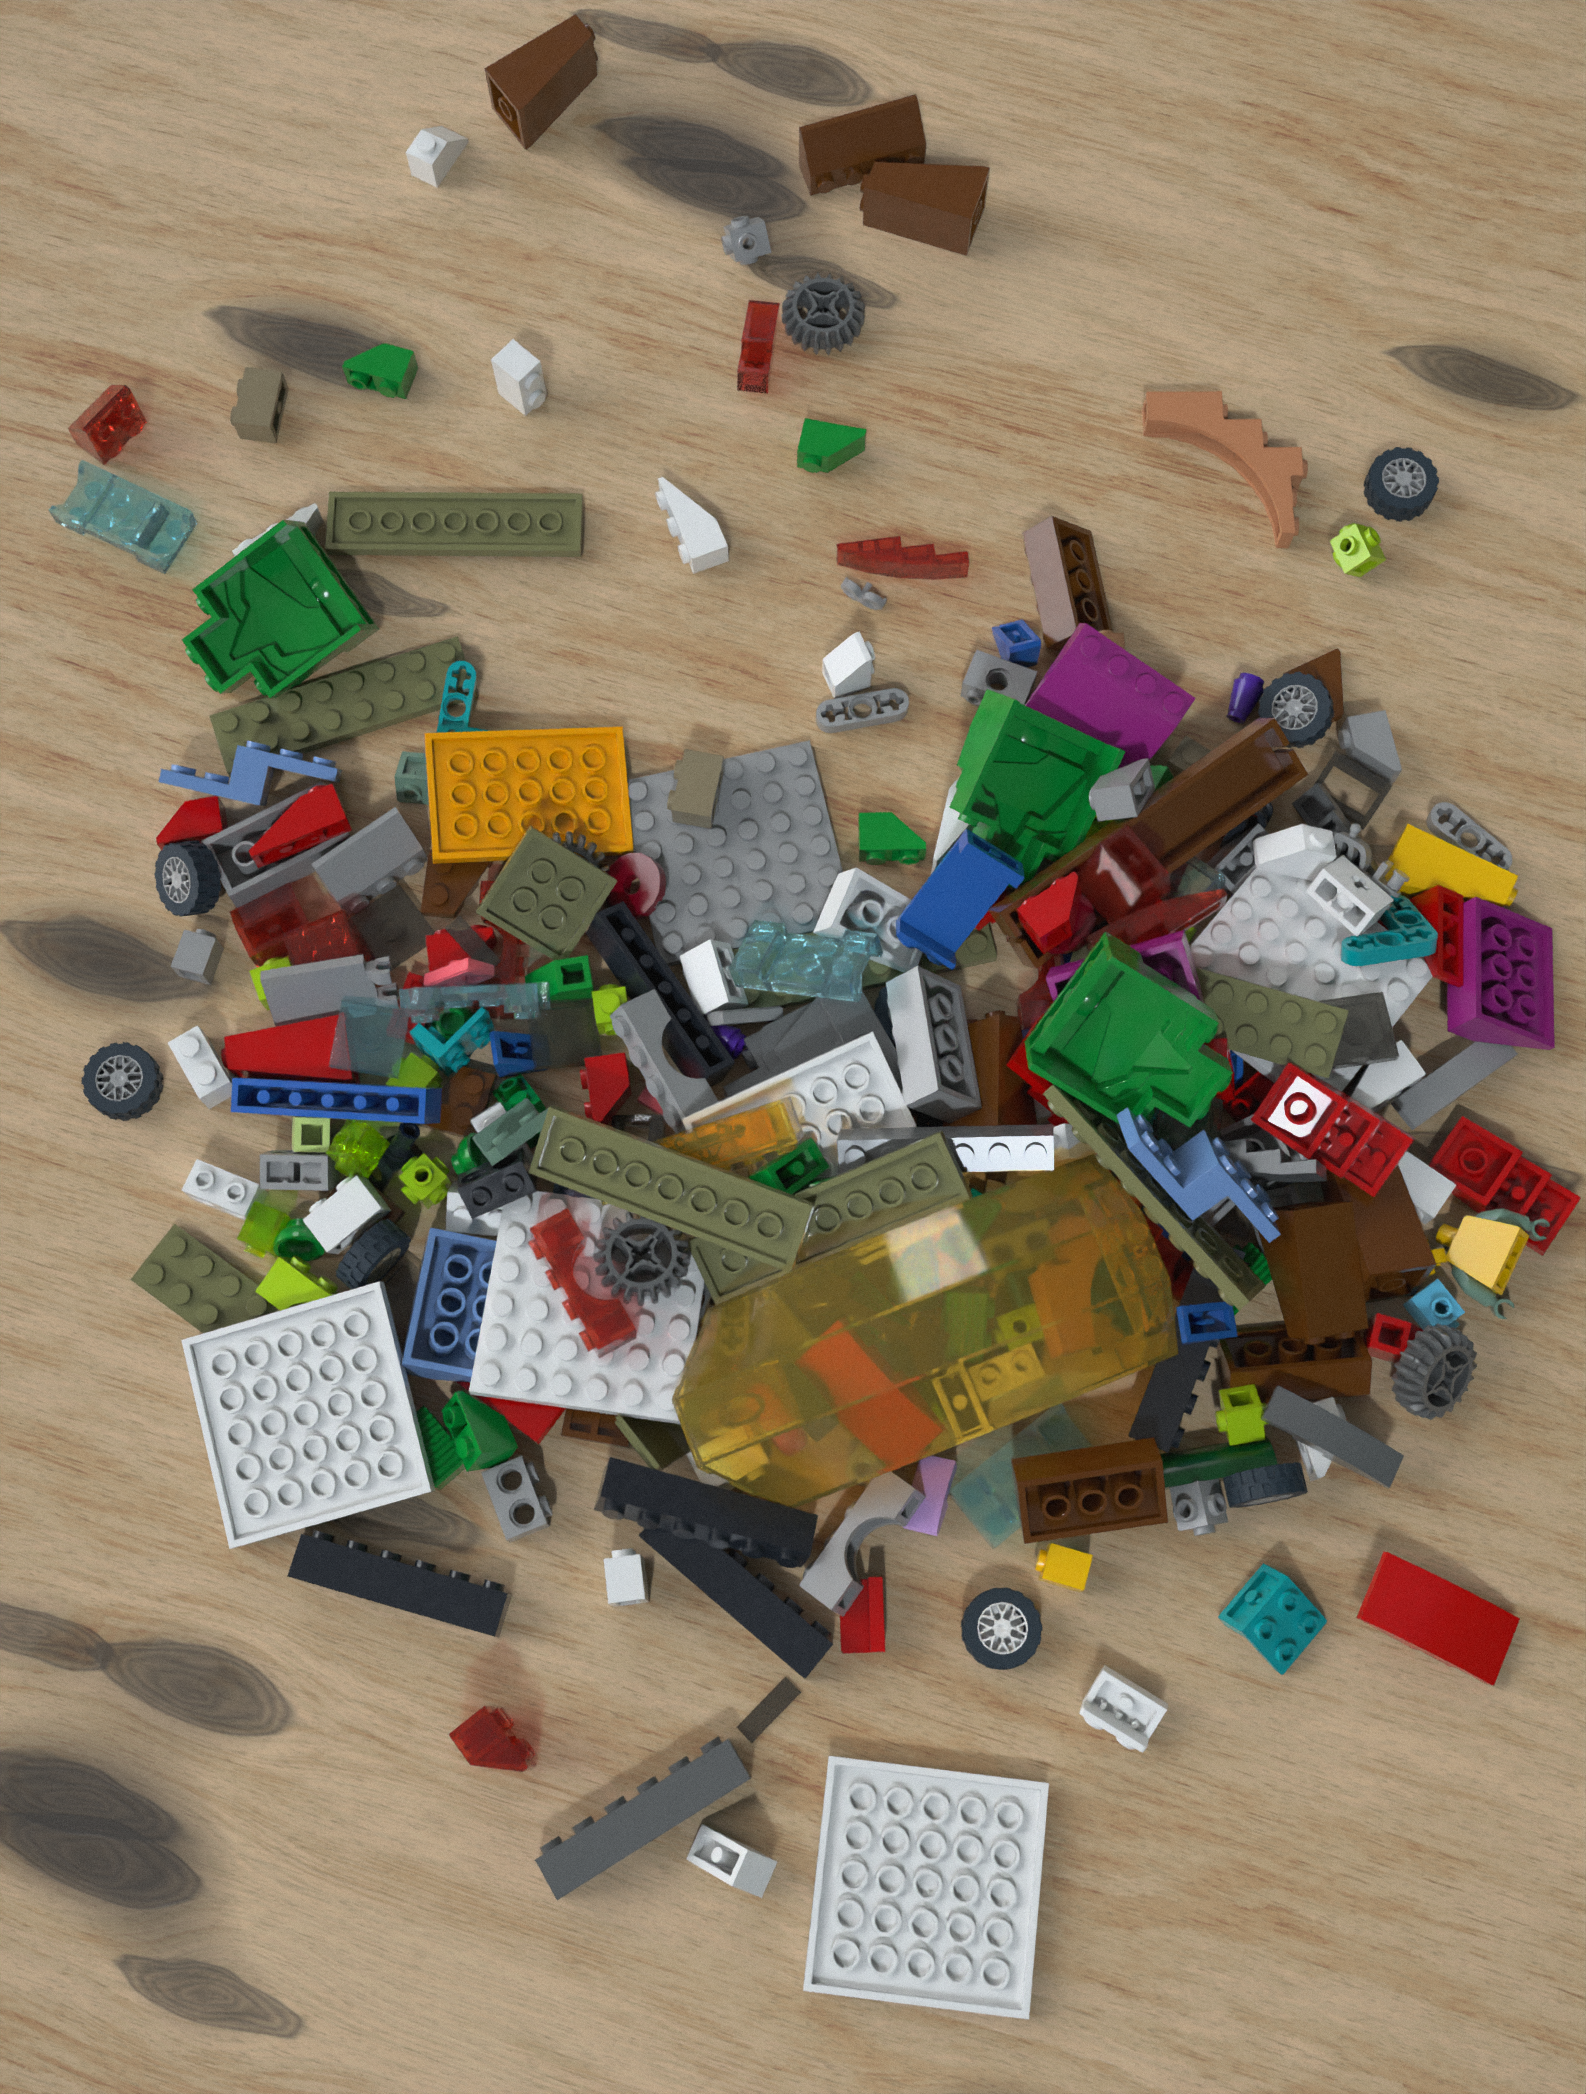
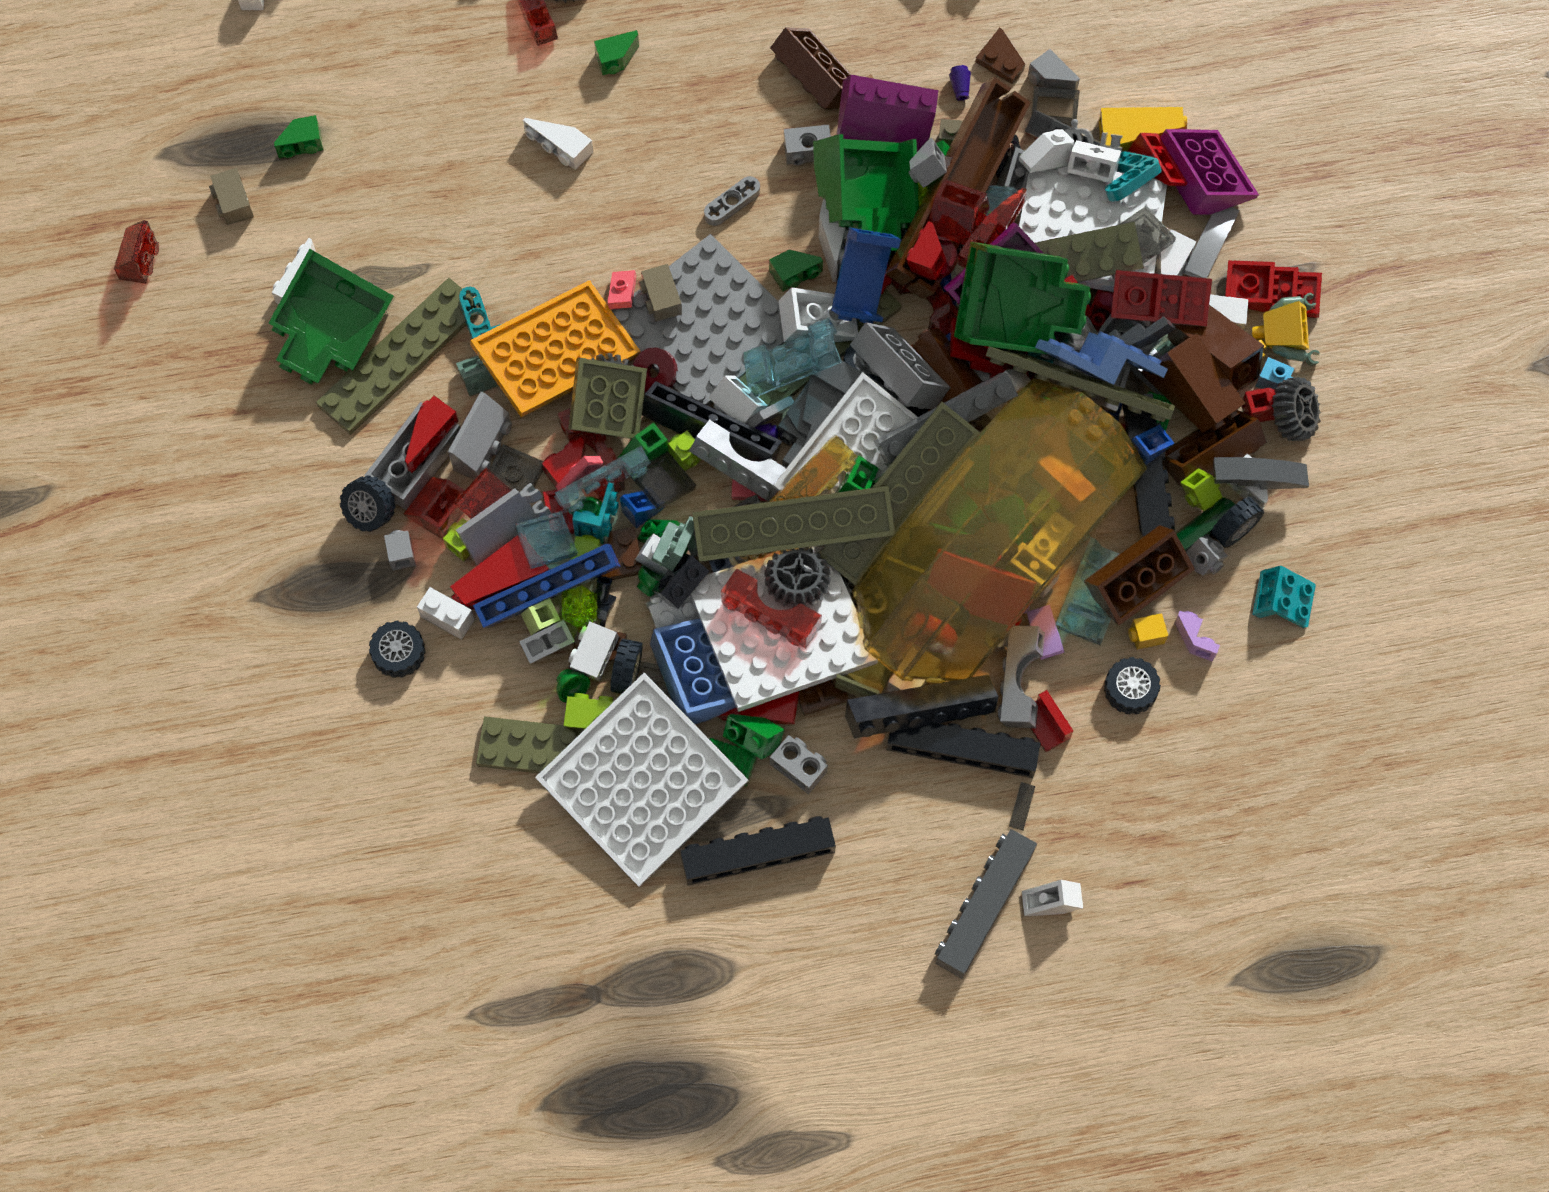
camera: 30 degrees left, 5 degrees down
(126, 517) = (183, 306): clear light blue piece -> none
(194, 821) = (348, 468): red slope -> none
(222, 1190) = (505, 679): white brick -> none
(250, 773) = (372, 419): medium blue bracket -> none
(261, 1229) = (544, 690): clear neon green brick -> none
(430, 1191) = (630, 615): lime brick -> none
(449, 886) = (534, 429): reddish brown wing -> none
(454, 524) = (405, 210): olive plate -> none
(471, 942) = (571, 452): clear smoke window -> none
(490, 1743) = (872, 907): clear red slope -> none
(519, 377) = (396, 100): white brick -> none
(607, 1084) = (705, 492): red slope -> none
(626, 1578) = (895, 771): white brick -> none
(655, 759) = (622, 289): none -> coral plate
(849, 666) = (710, 176): white slope -> none
(863, 596) = (696, 133): light grey piece -> none
(890, 559) = (698, 101): clear red slope -> none
(927, 1887) = (1174, 852): white plate -> none
(1017, 643) = (805, 114): blue slope -> none
(1121, 1593) = (1188, 627): none -> lavender slope
(1122, 1709) = (1228, 691): white bracket -> none
(1299, 706) = (998, 64): black wheel -> none
(1438, 1618) = (1376, 547): red slope -> none
(1457, 817) = (1127, 92): light grey beam -> none

